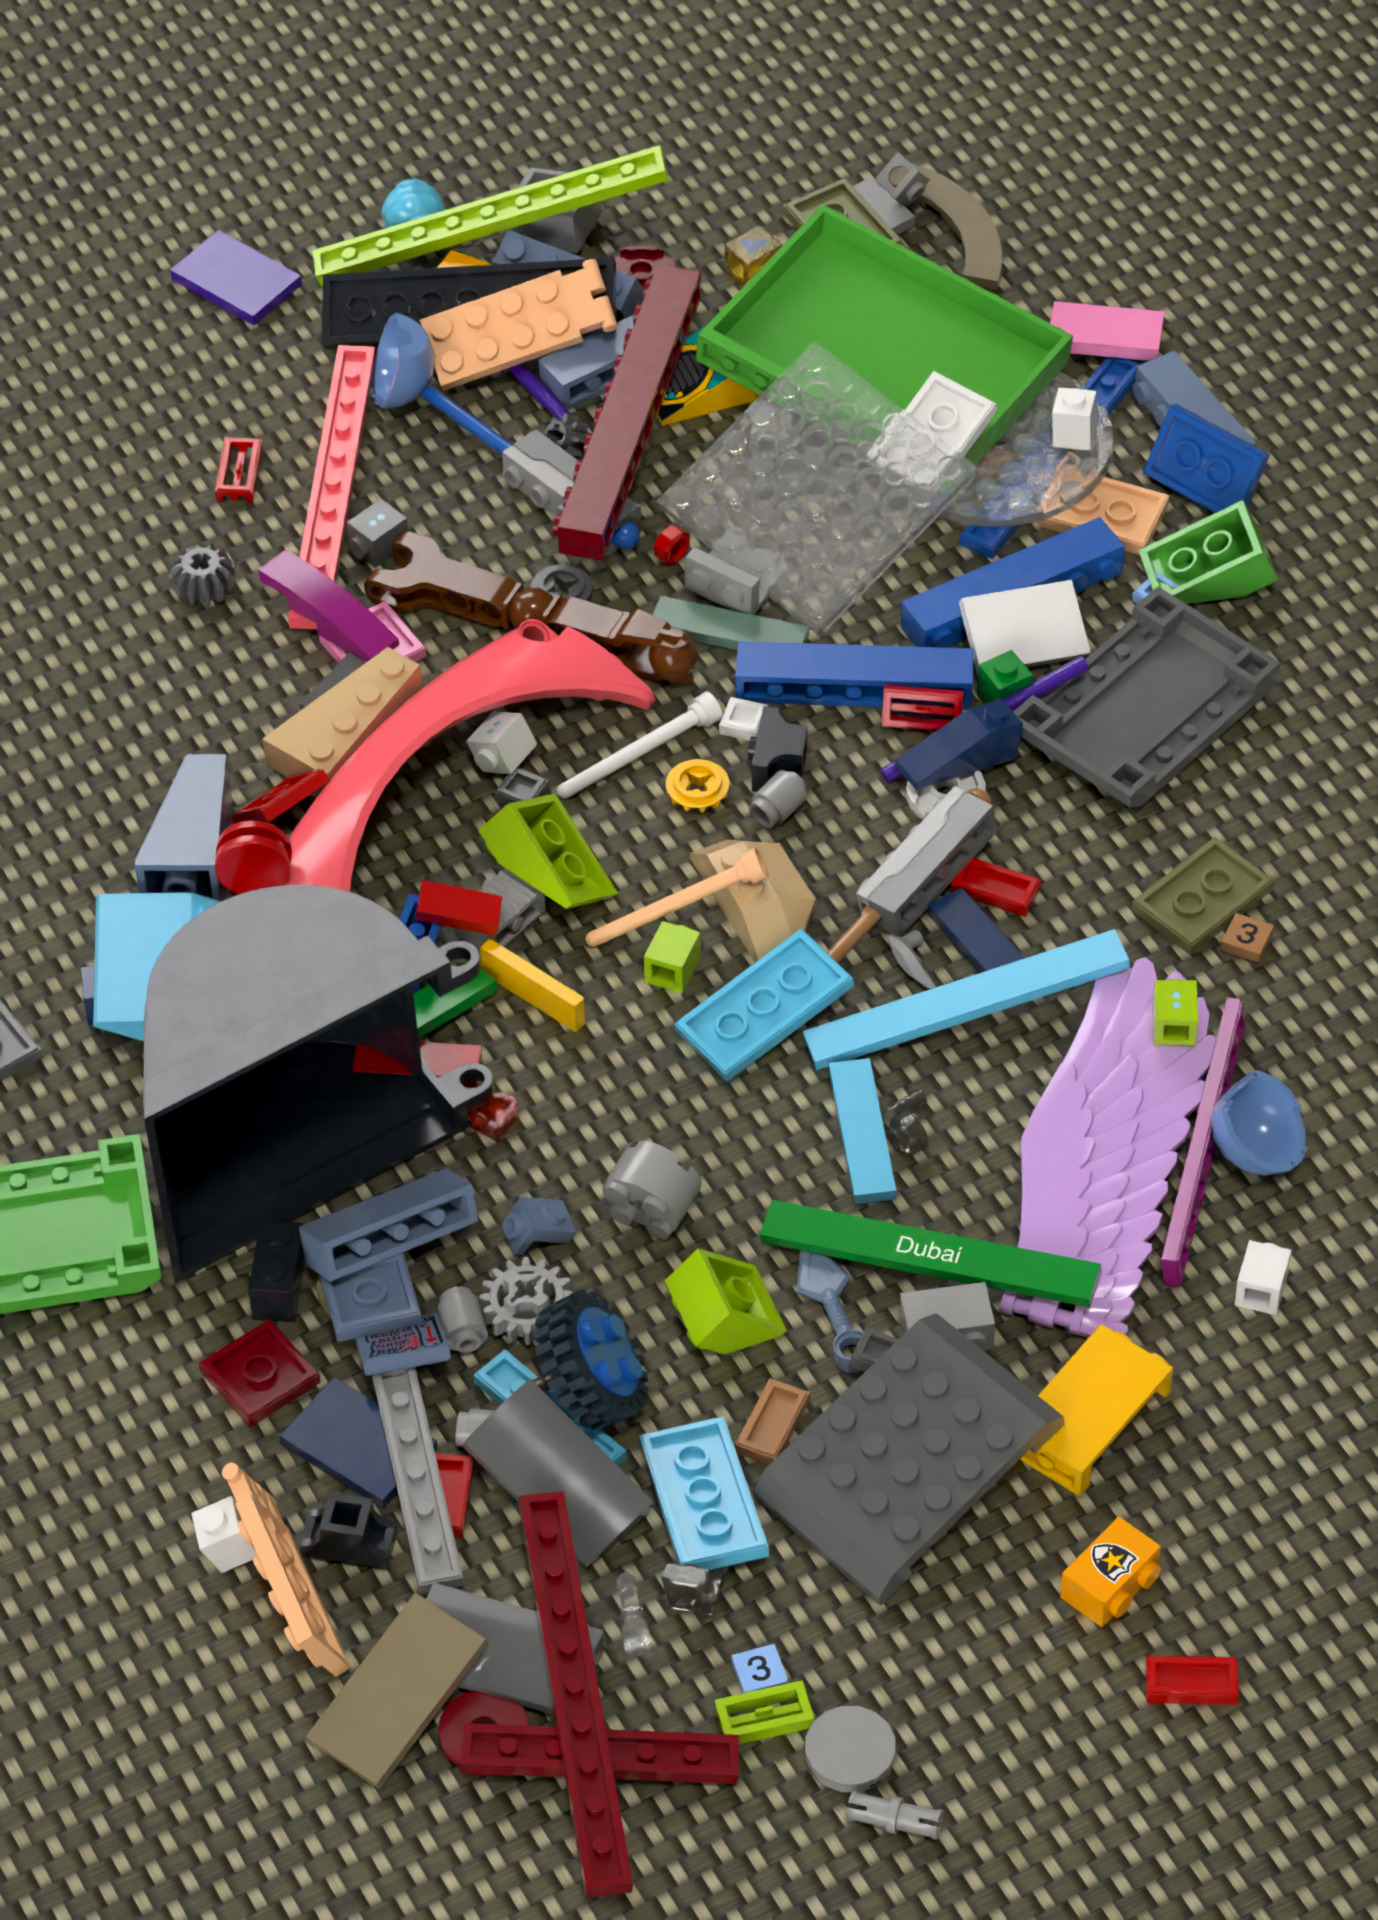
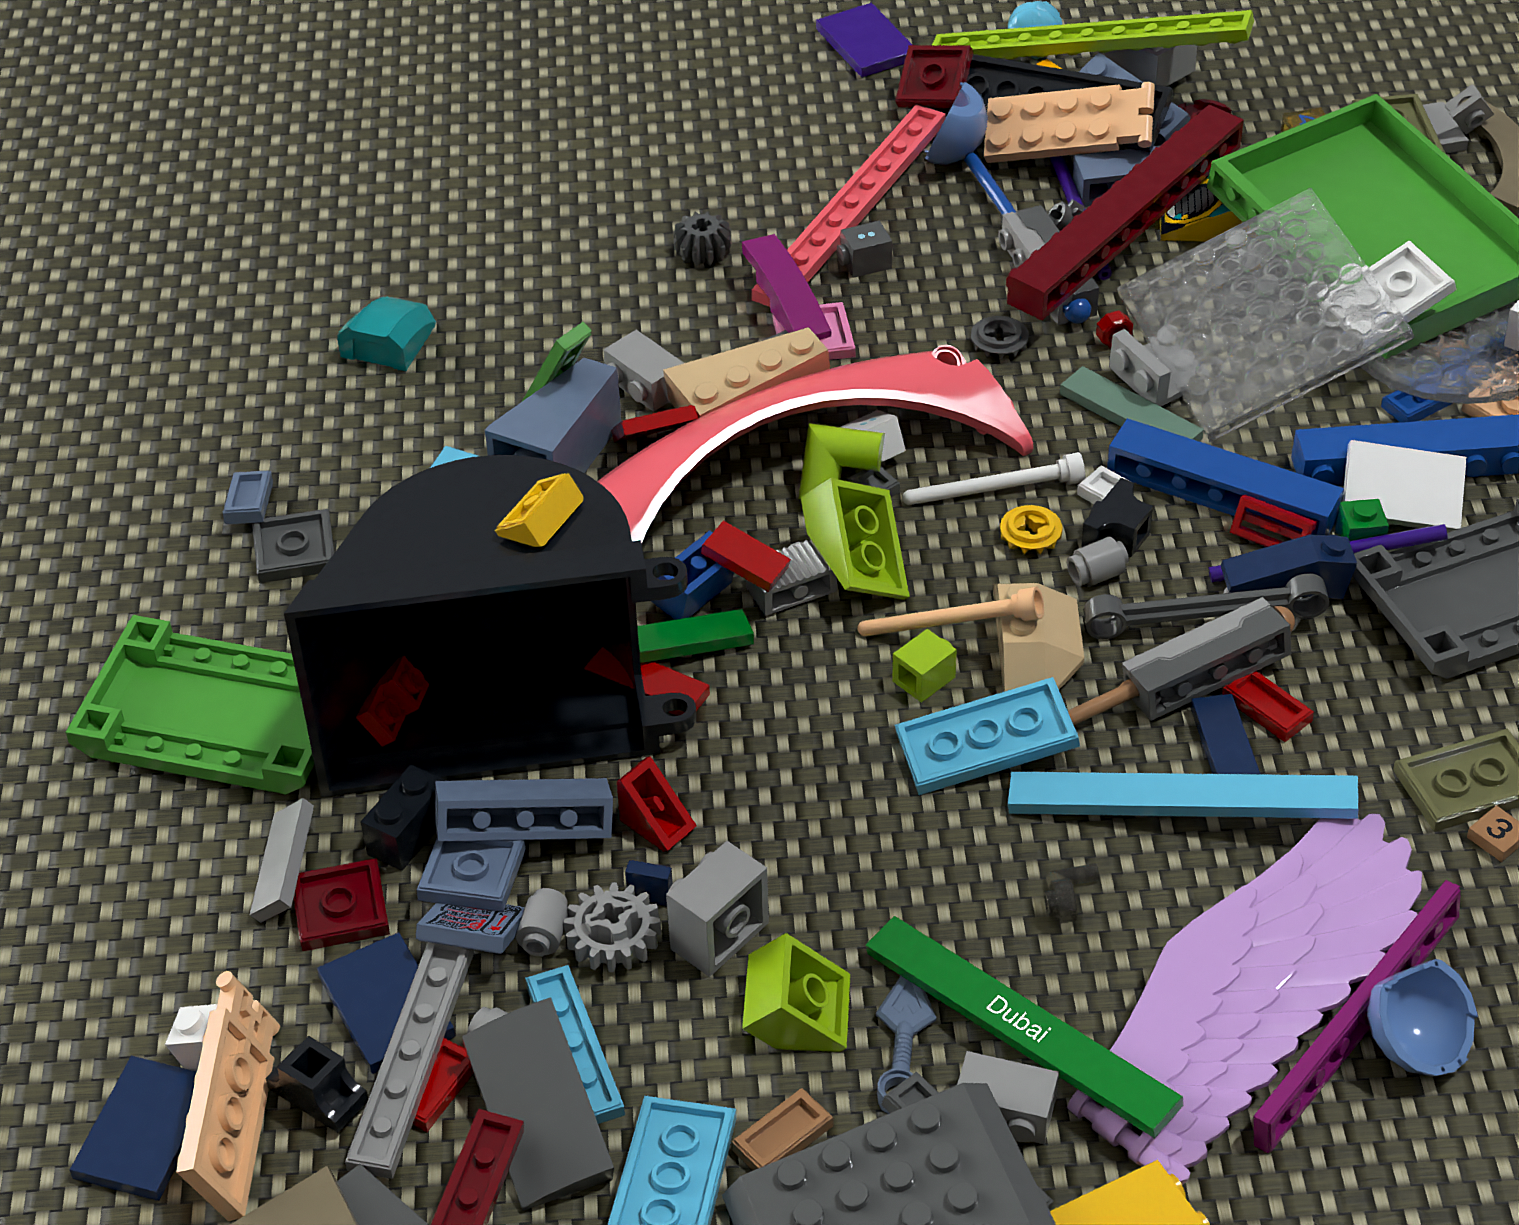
camera: 25 degrees right, 5 degrees down
(163, 778) = (561, 356): none -> bright green tile
(183, 1352) = (282, 860): none -> light grey tile
(198, 1165) = (392, 699): none -> red slope
(212, 1629) = (138, 1130): none -> dark blue tile
(229, 733) = (641, 368): none -> light grey brick
(236, 490) = (789, 176): tile -> none
(252, 856) = (588, 448): red head -> none
(319, 938) = (541, 511): none -> yellow slope
(345, 307) = (933, 75): none -> dark red tile
(473, 769) = (834, 447): none -> lime brick
(494, 1116) = (686, 750): clear red tile -> none
(496, 600) = (1036, 390): reddish brown piece -> none
(499, 1177) = (652, 806): none -> red slope
(533, 985) = (784, 648): yellow tile -> none
(537, 1221) = (669, 851): sand blue bracket -> none
(537, 1246) = (650, 879): none -> dark blue tile
(590, 1360) = (623, 1002): black wheel -> none
(618, 1247) = (717, 908): none -> light grey brick
(650, 1188) = (791, 865): light grey brick -> none
(817, 850) = (1202, 606): none -> dark grey piece
(862, 1131) = (1020, 885): medium azure tile -> none
(903, 951) = (1147, 739): light grey bar -> none
(1175, 1012) = (1381, 875): lime brick -> none
(1263, 1277) = (1358, 1176): white brick -> none

